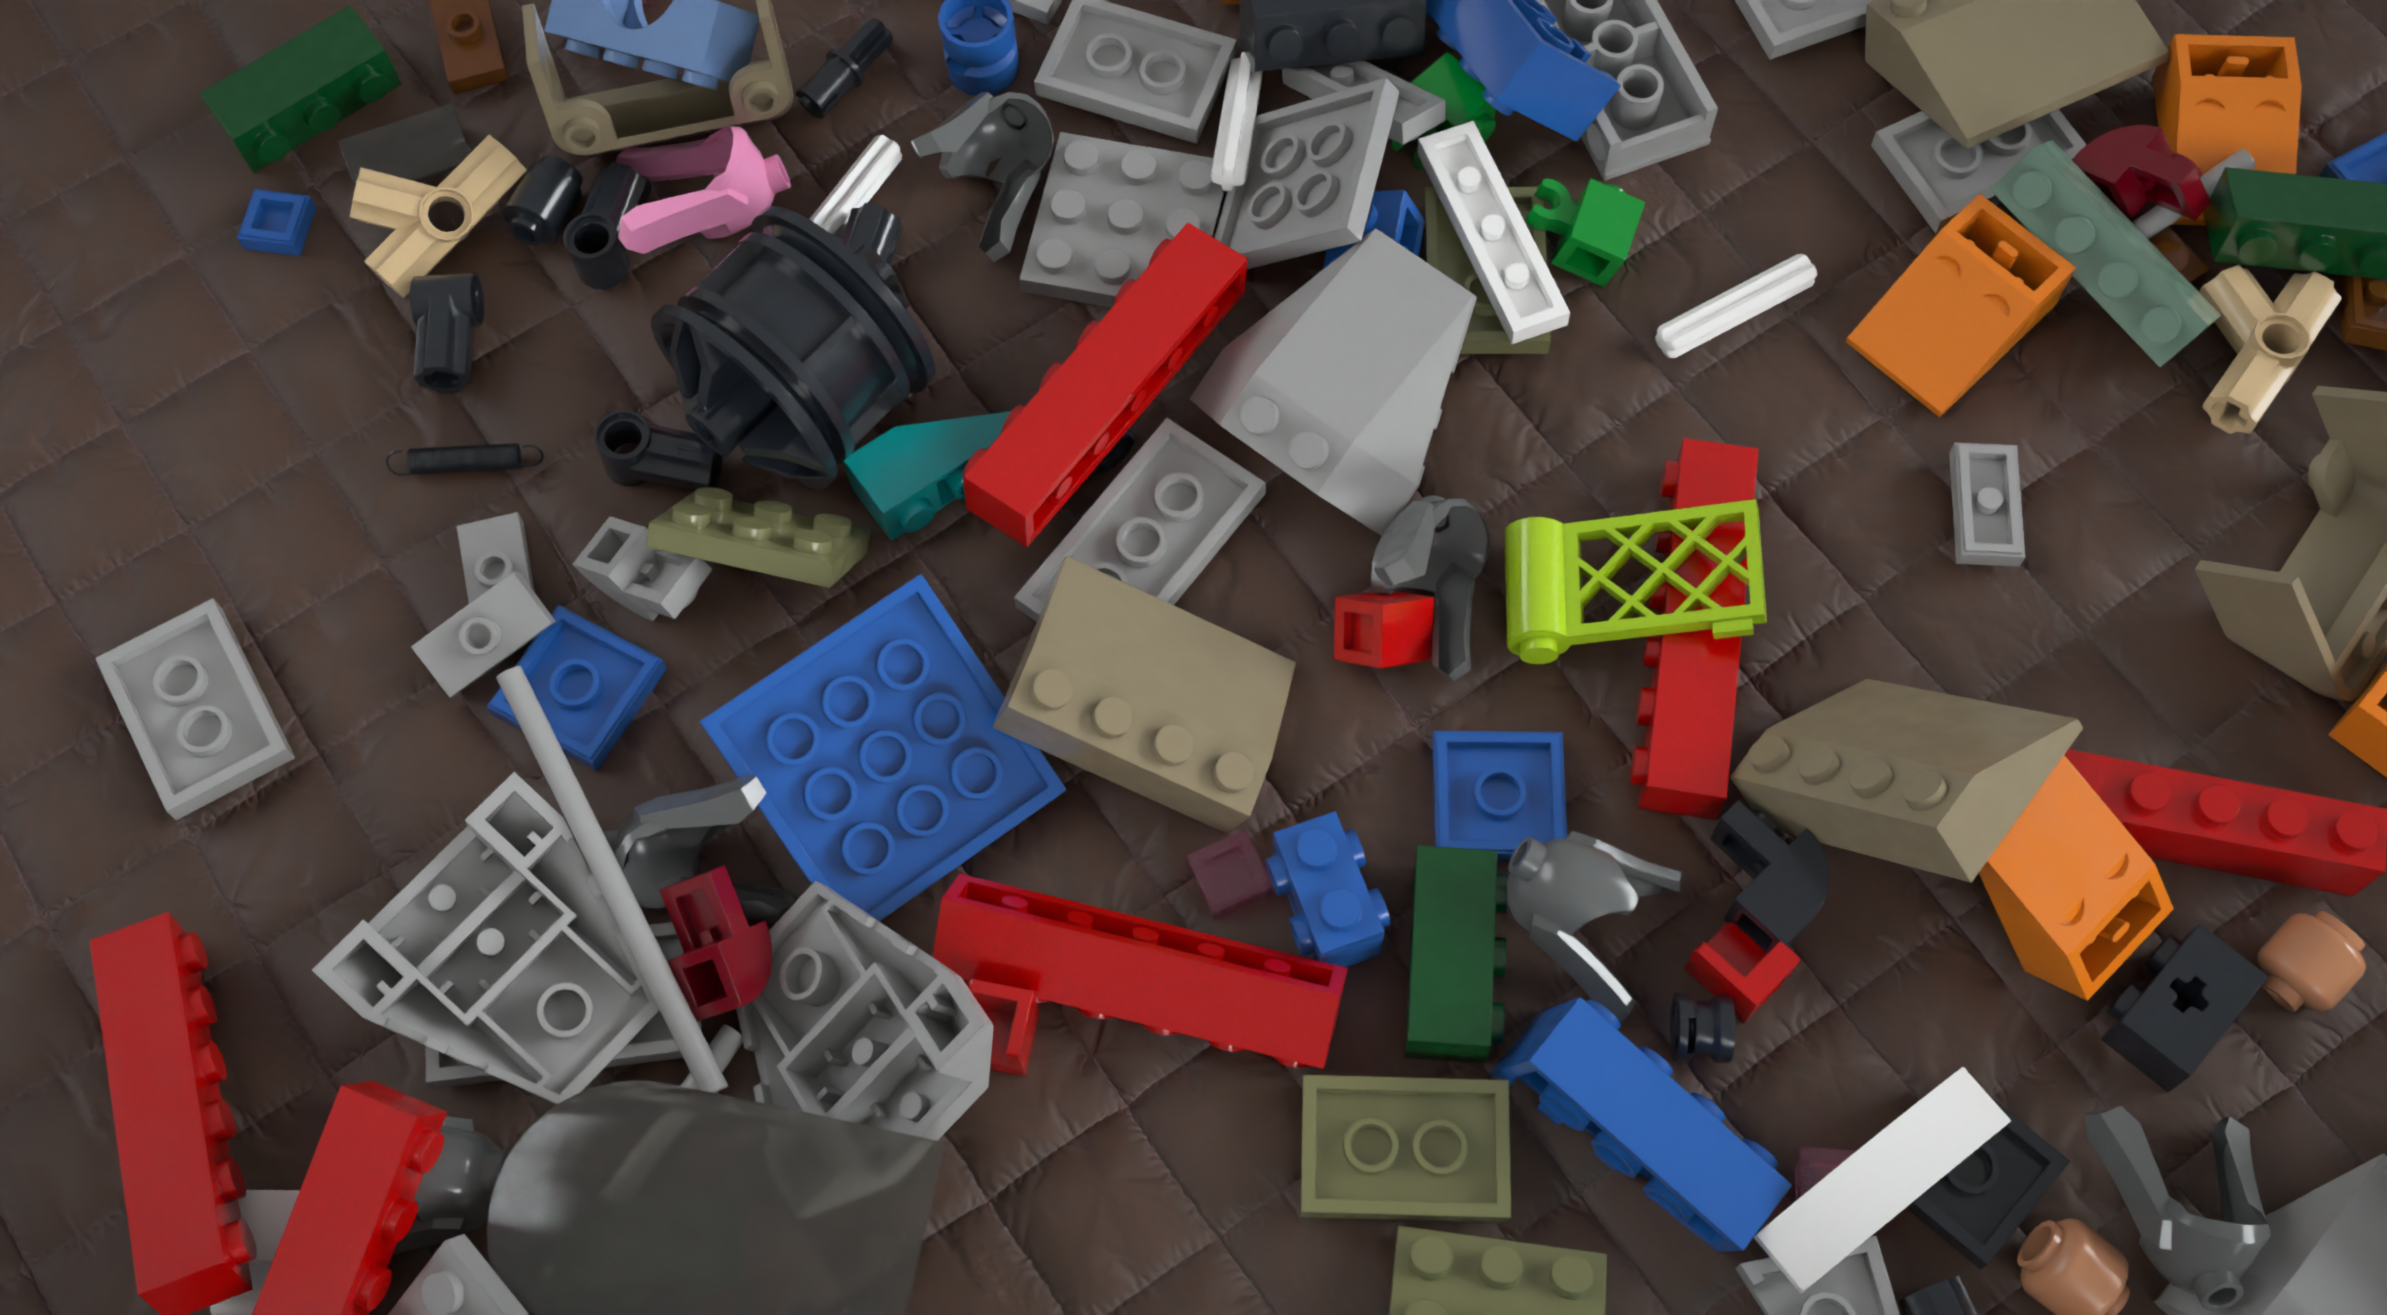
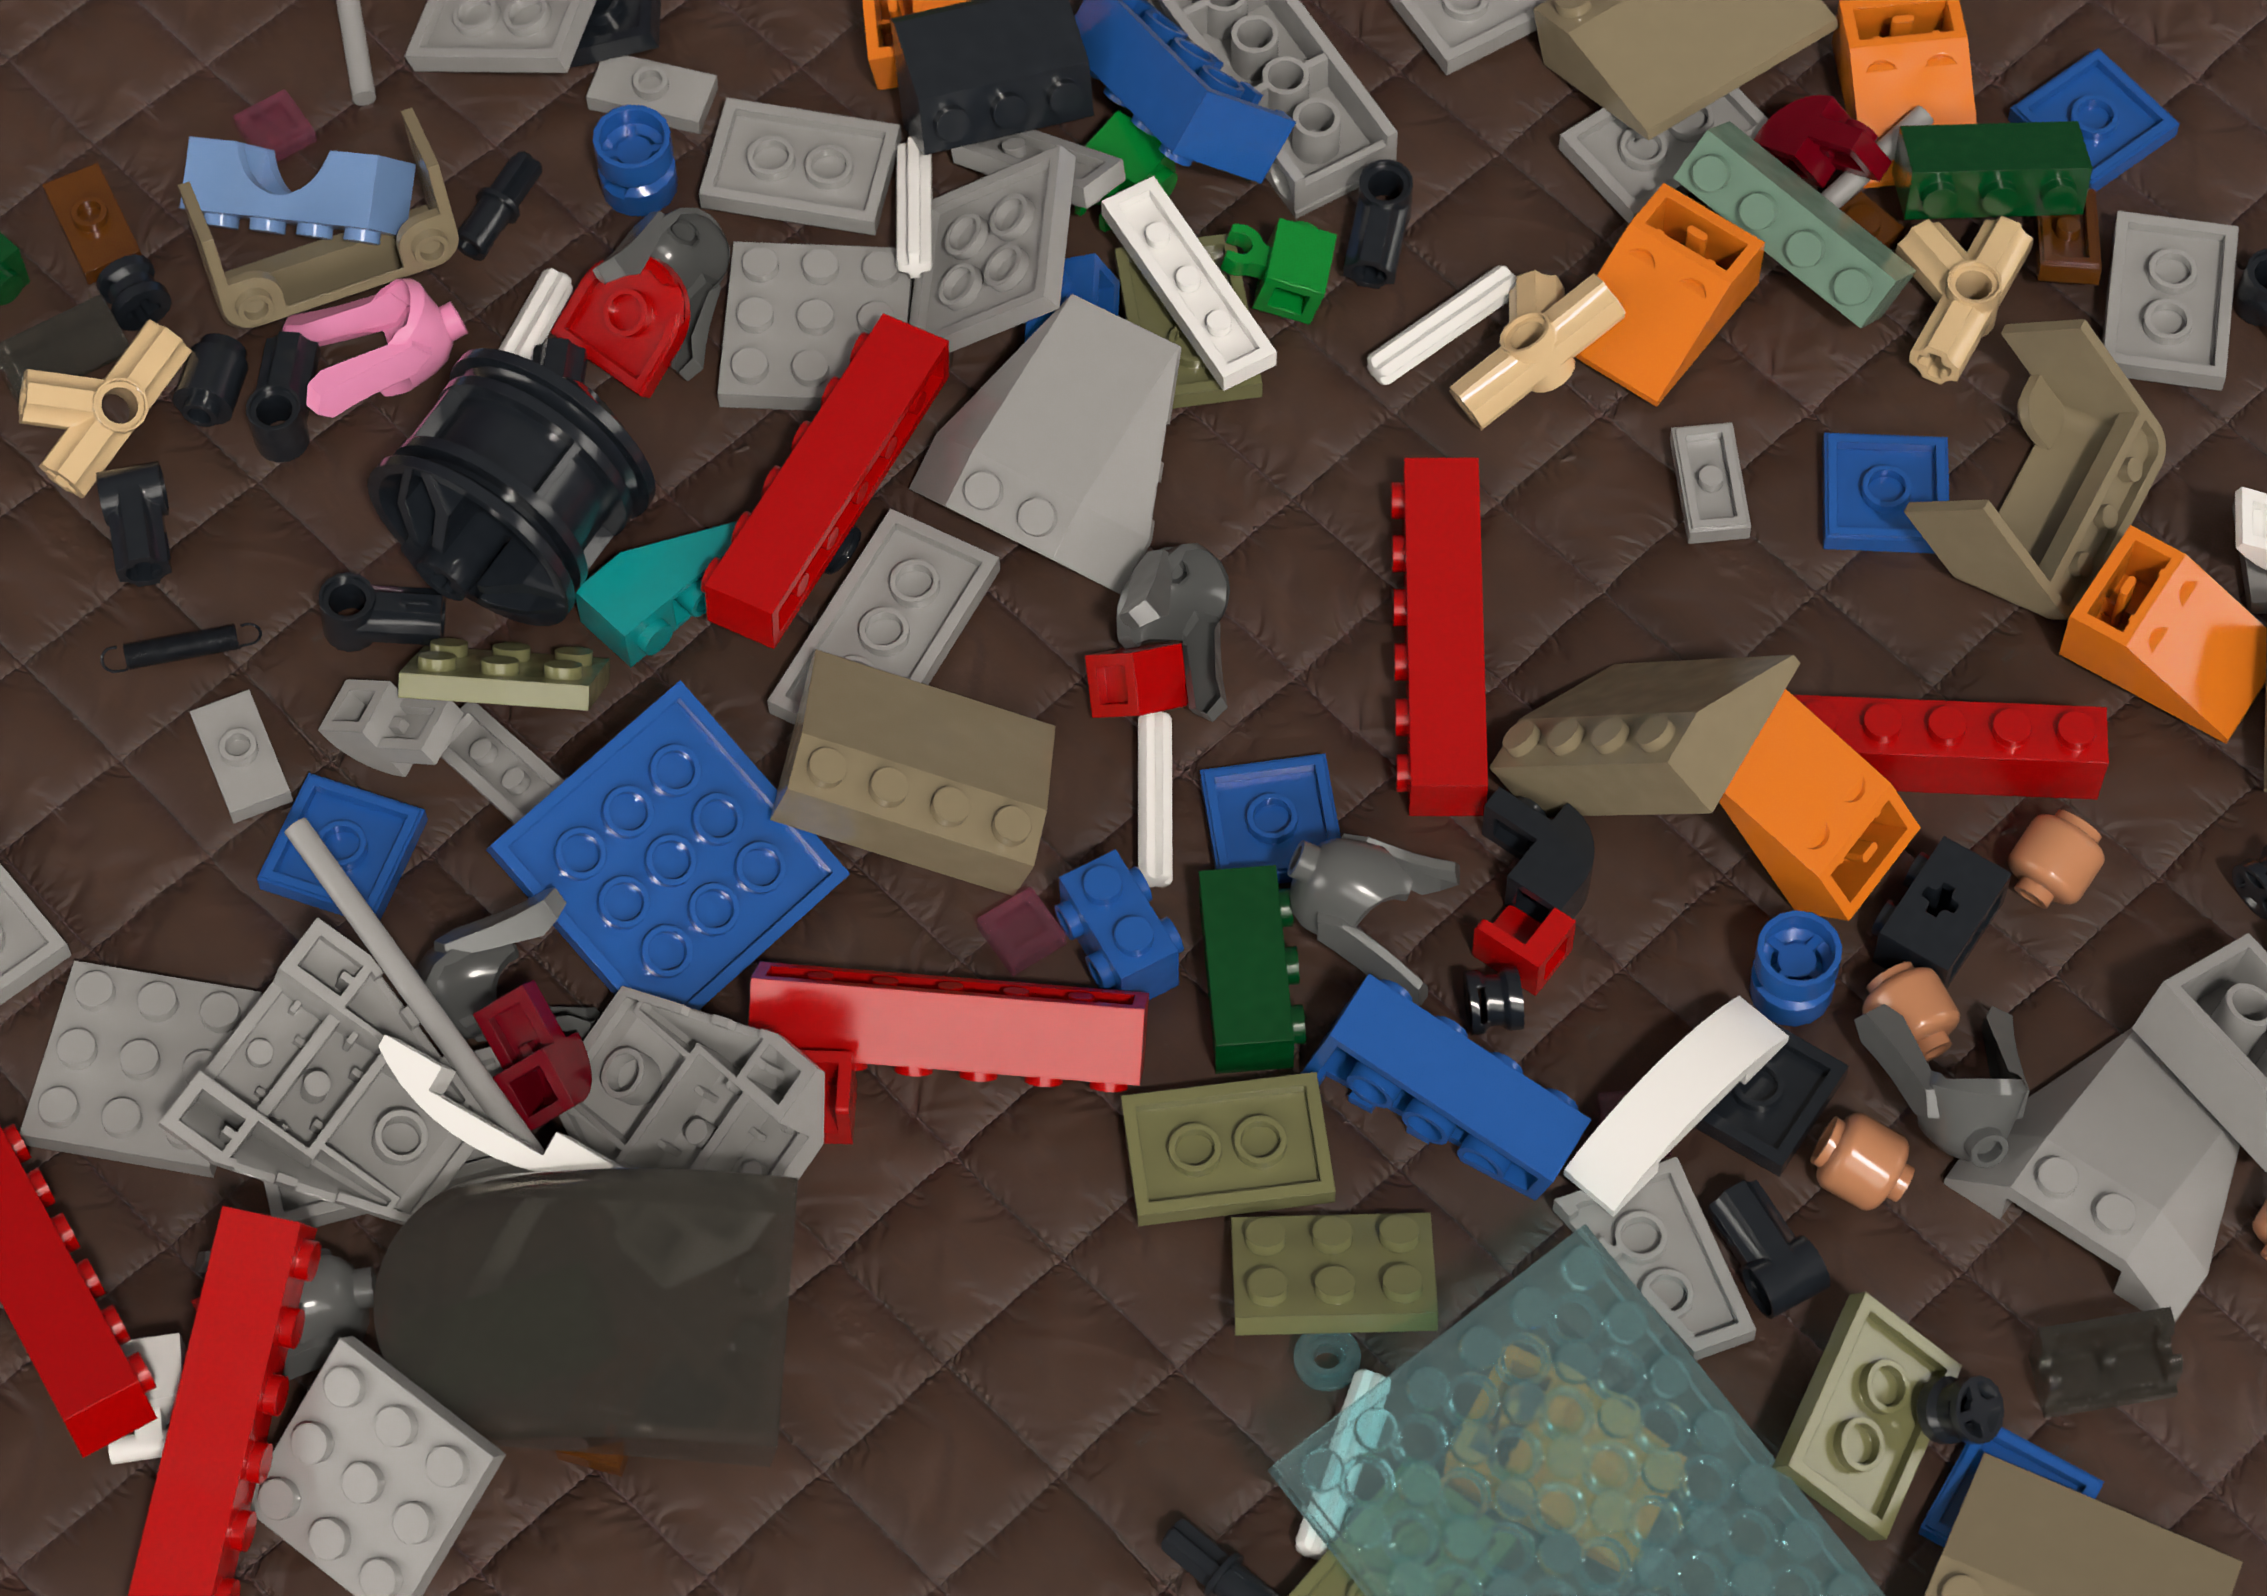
camera: 10 degrees left, 5 degrees down
(320, 870) = (122, 1060): none -> light grey plate
(483, 634) = (242, 808): light grey plate -> none
(488, 105) = (133, 292): none -> black wheel
(589, 961) = (427, 1082): none -> white slope
(738, 627) = (498, 764): none -> light grey plate
(946, 199) = (629, 323): none -> red tile
(1384, 756) = (1155, 798): none -> white axle
(1548, 592) = (1290, 611): lime piece -> none
(1687, 197) = (1379, 224): none -> black piece
(1831, 337) = (1537, 343): none -> tan piece
(2025, 1043) = (1795, 968): none -> blue wheel
(2152, 1099) = (1921, 1001): none -> nougat head
(2157, 533) = (1870, 485): none -> blue tile

